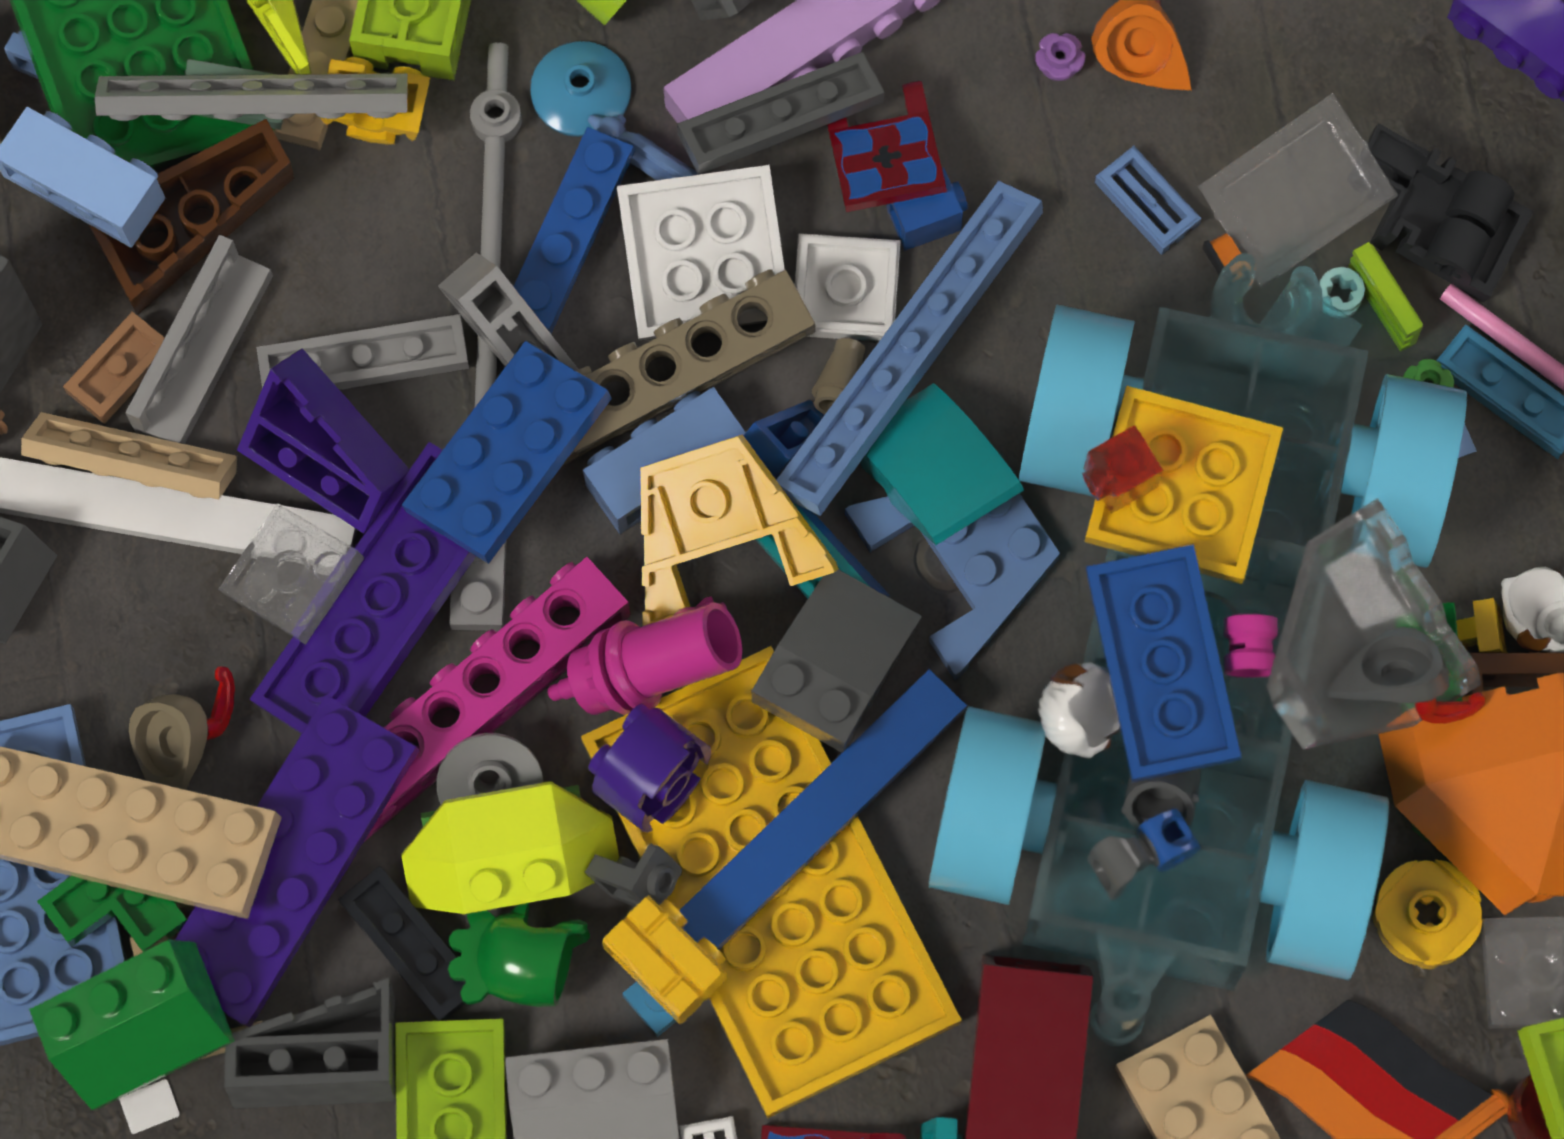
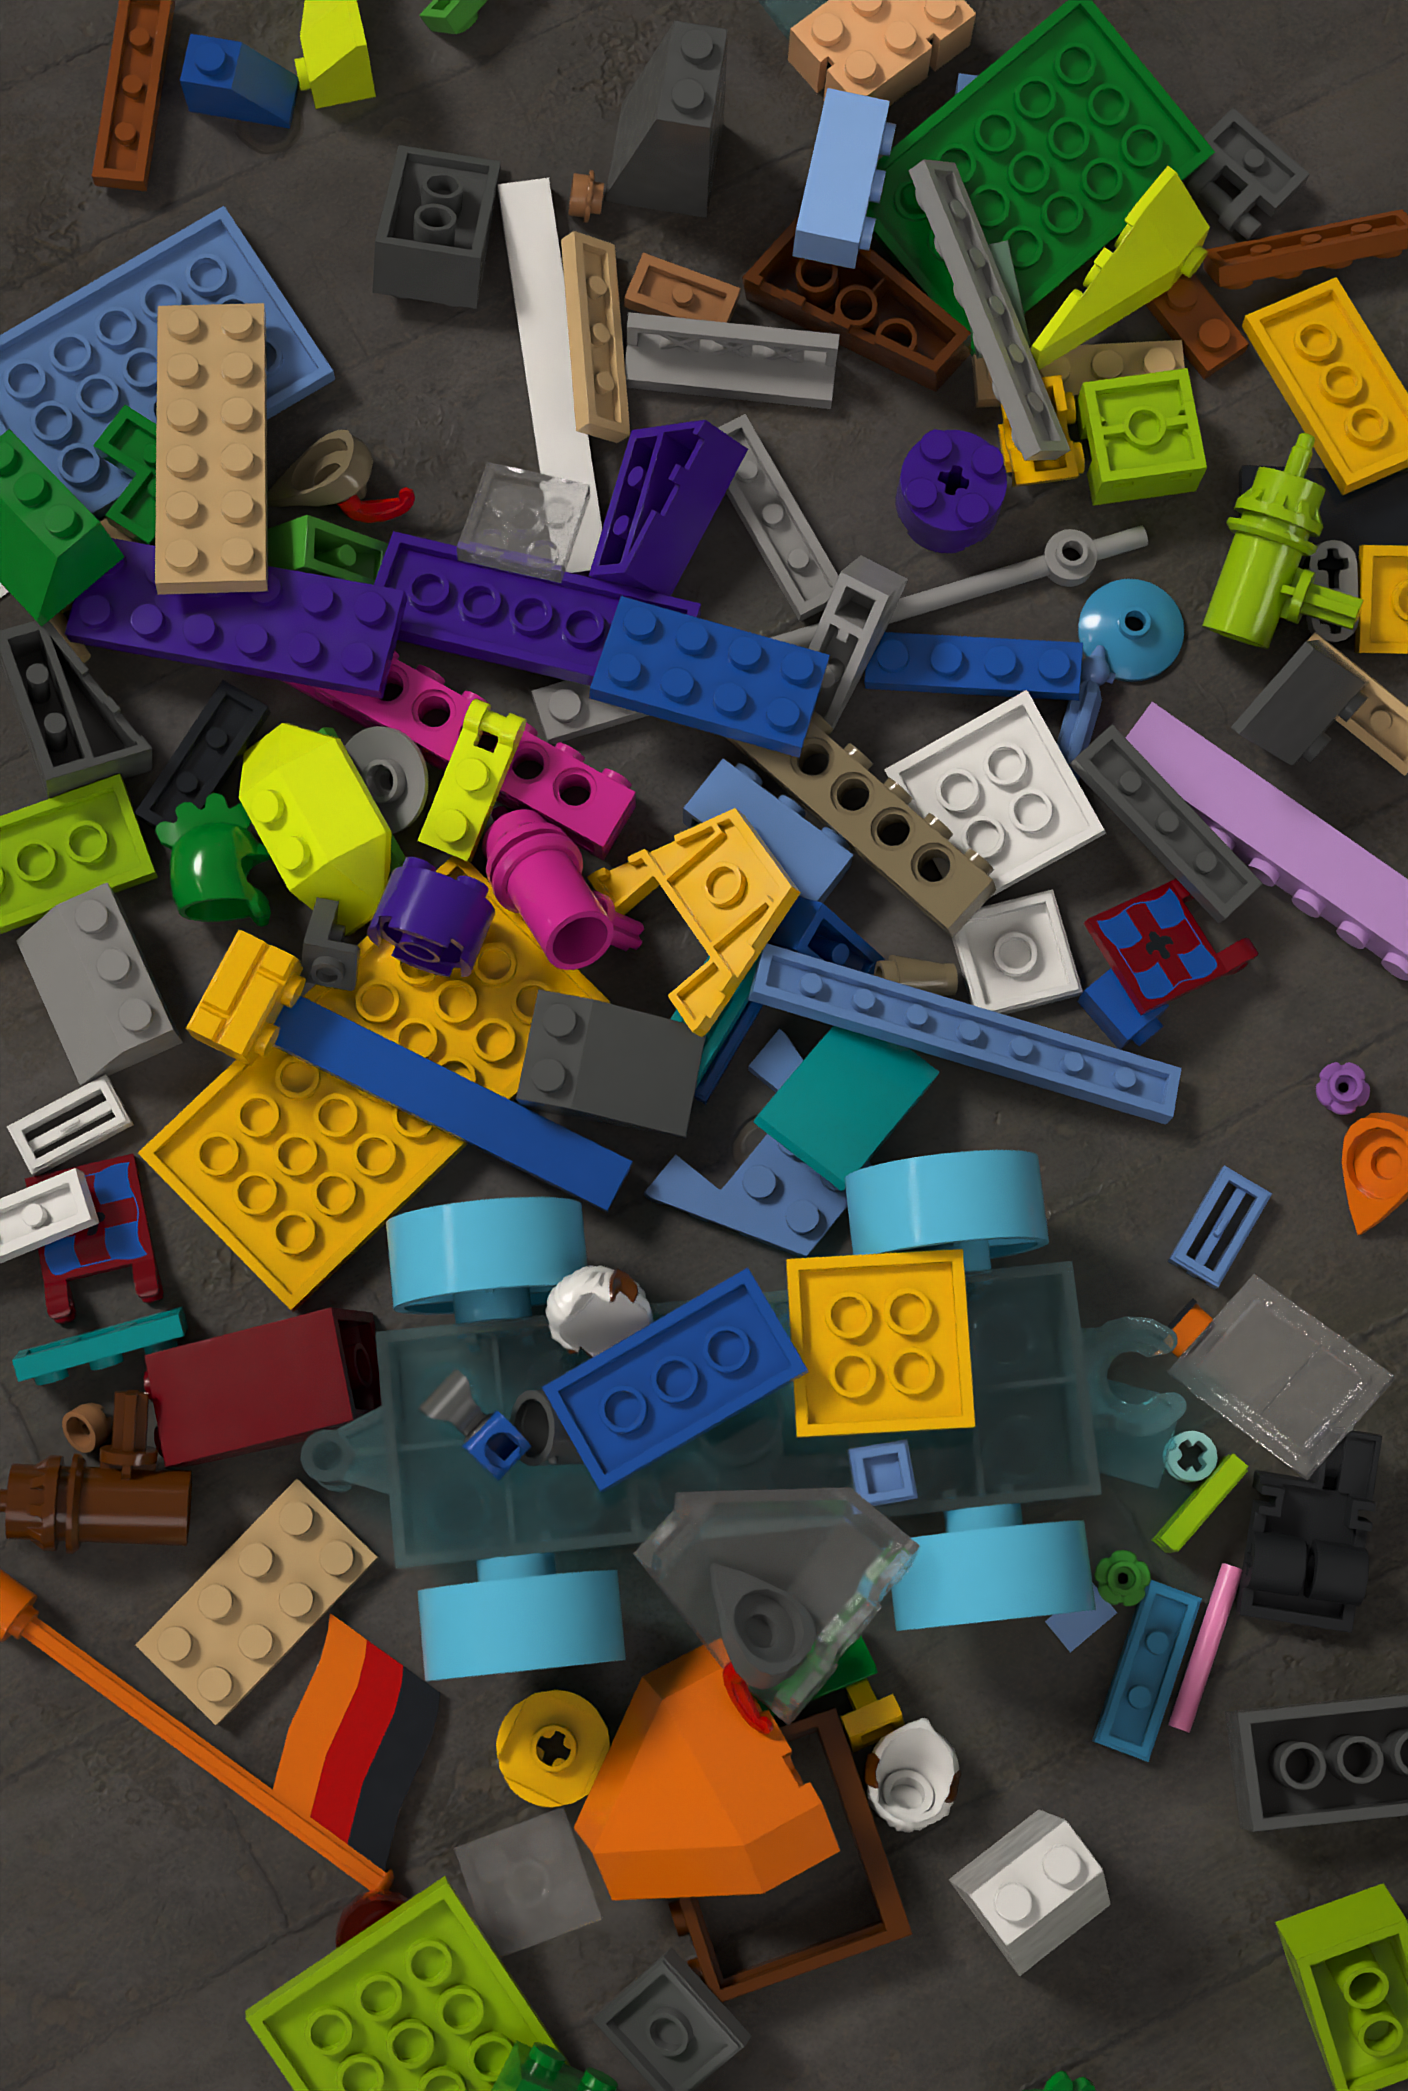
camera: 65 degrees right, 5 degrees up
(253, 759) = (325, 550): none -> bright green slope
(393, 166) = (958, 463): none -> dark purple brick
(527, 696) = (472, 782): none -> neon yellow plate
(1121, 469) = (859, 1268): clear red brick -> none
(1250, 645) = (730, 1465): dark pink wheel -> none
(1294, 521) = (883, 1472): none -> medium blue tile

